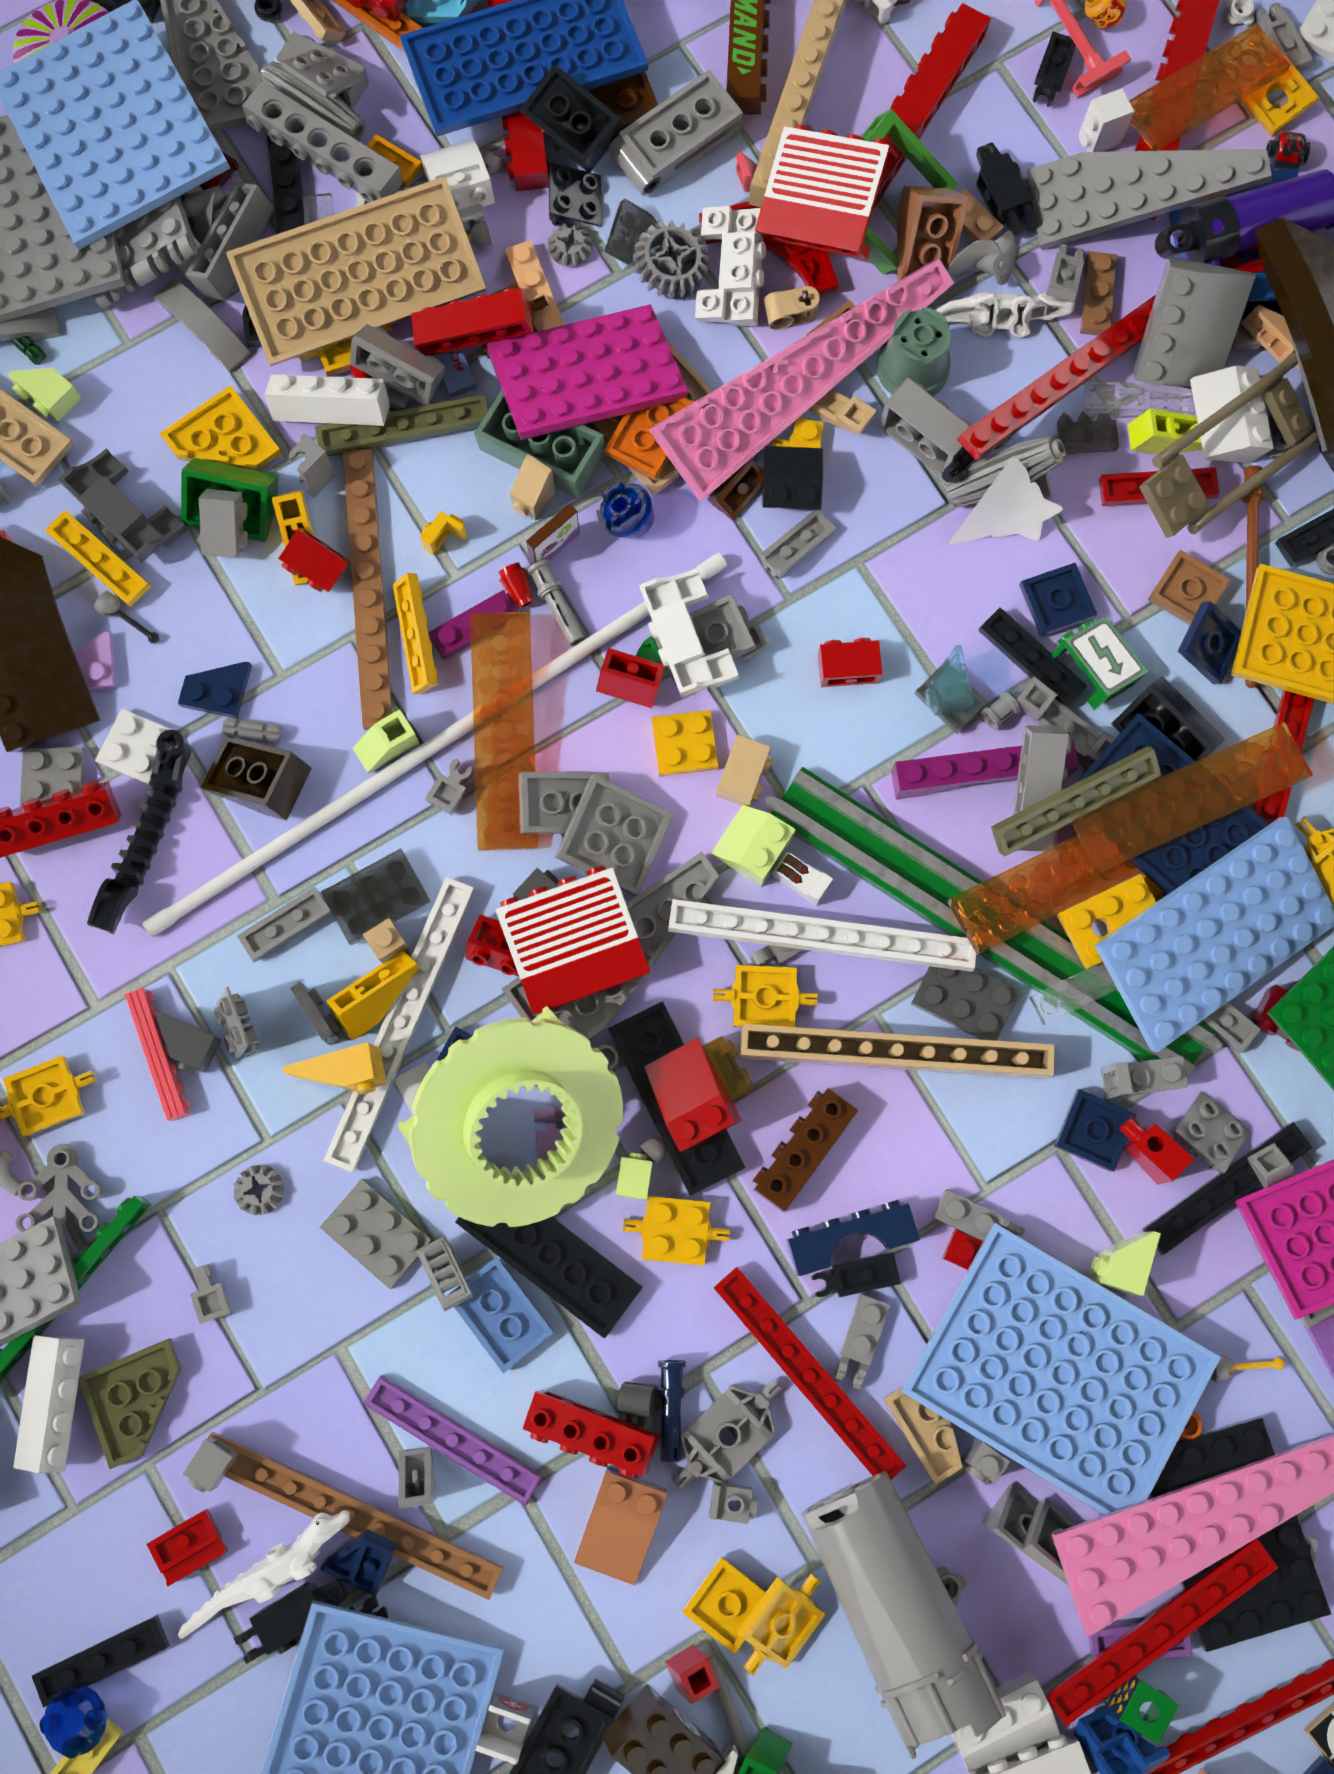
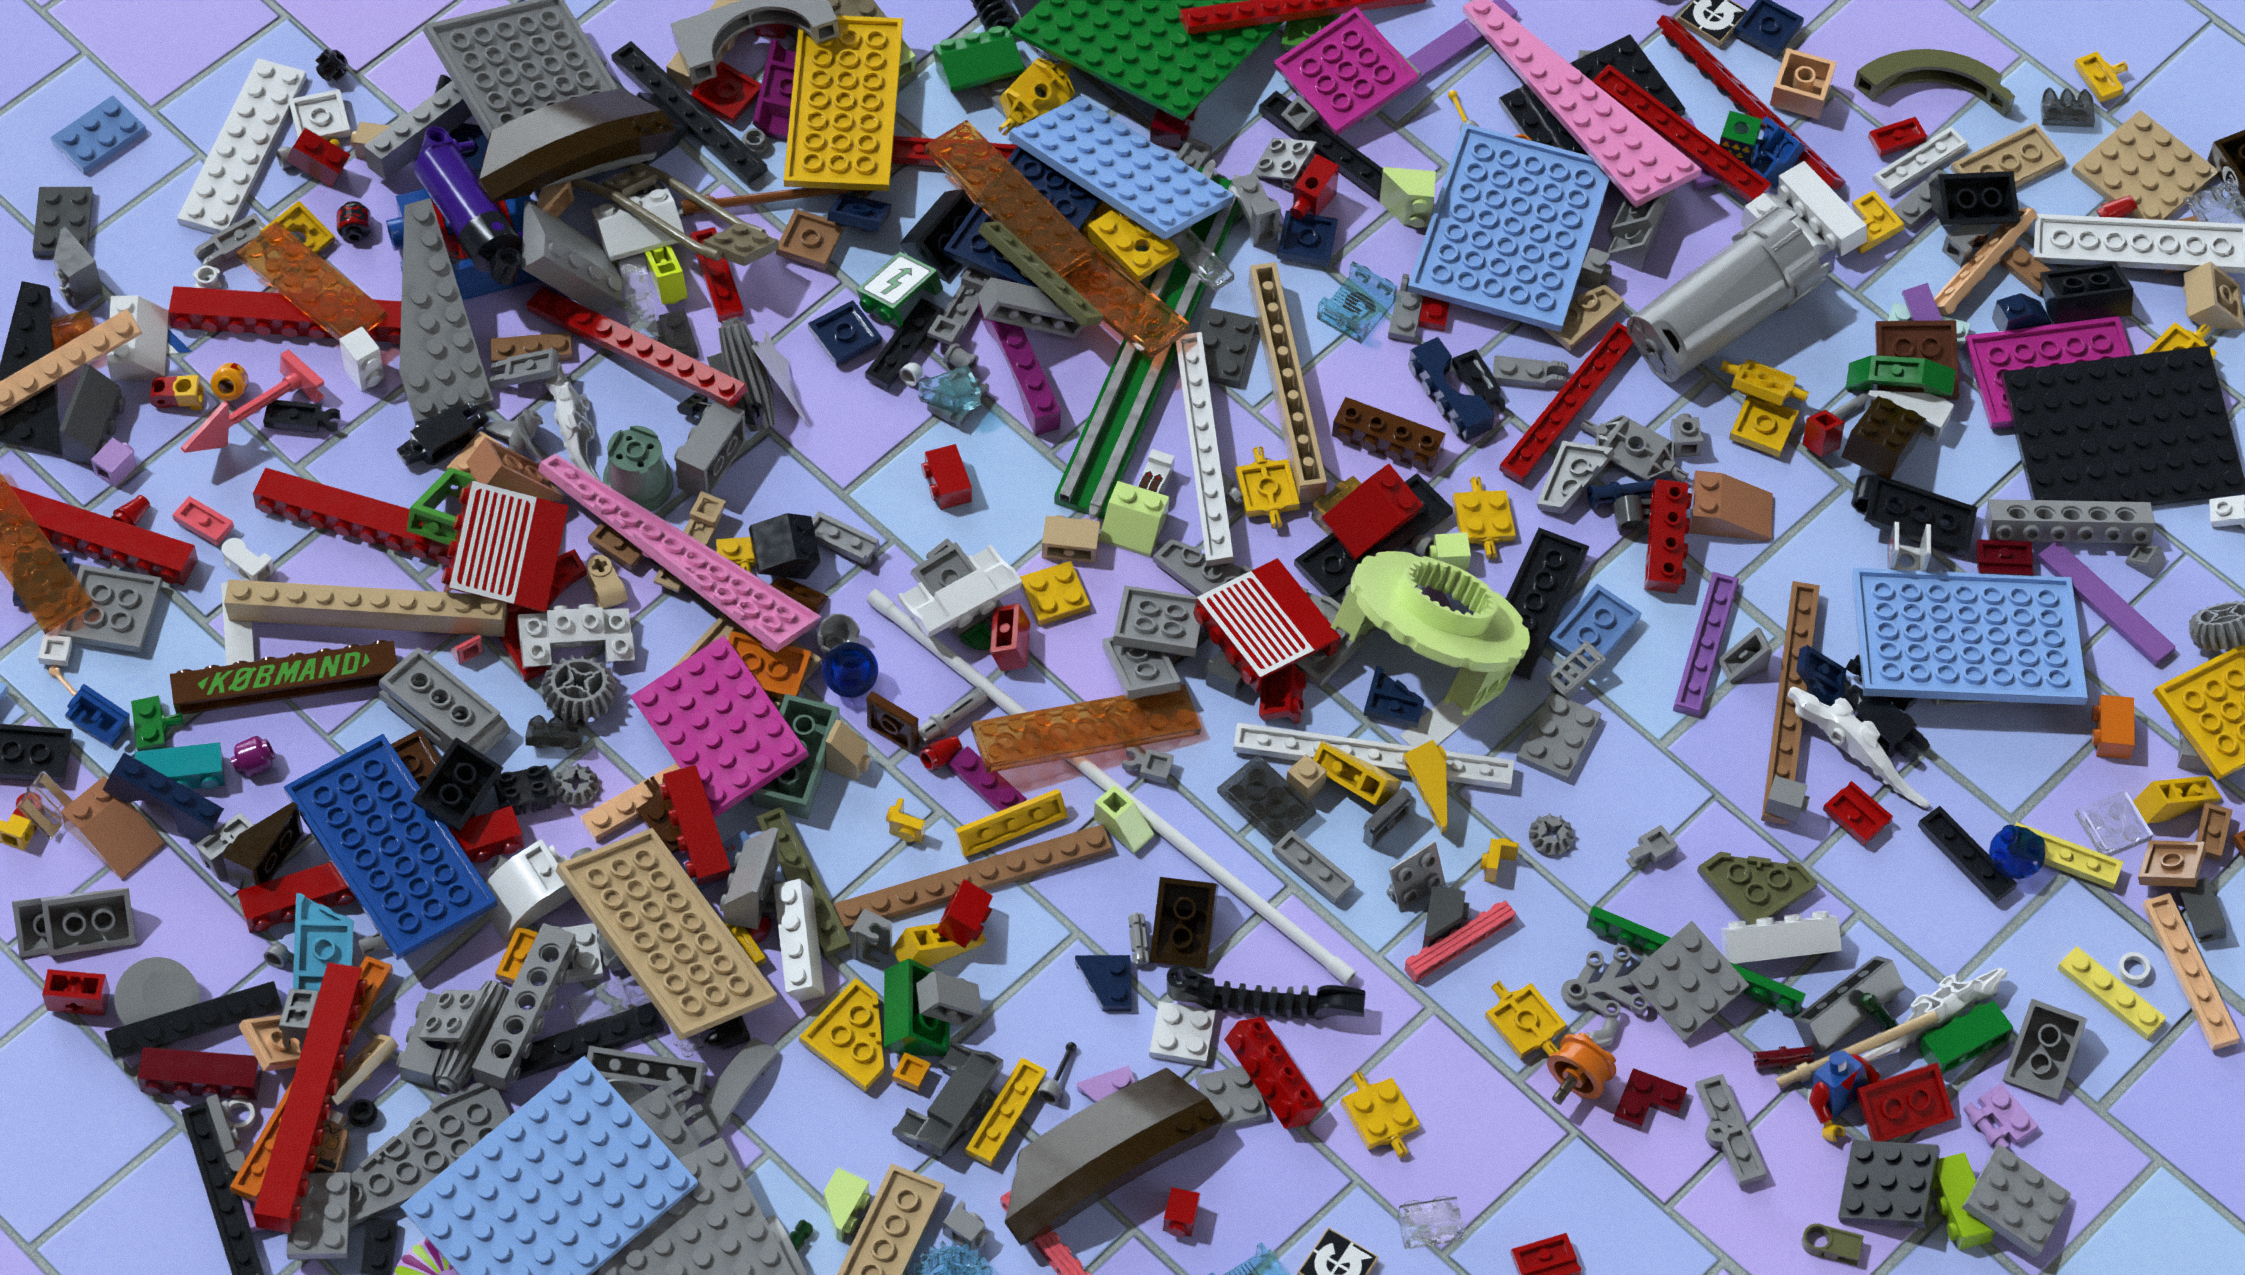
camera: 105 degrees left, 20 degrees down
(165, 481) = (911, 1071): none -> light orange plate
(238, 1111) = (1498, 849): none -> yellow bracket
(674, 511) = (837, 630): none -> light grey hair
(706, 1347) = (1571, 474): none -> light grey wing
(992, 657) = (911, 374): none -> white hinge
(993, 1165) = (1358, 303): none -> clear light blue panel

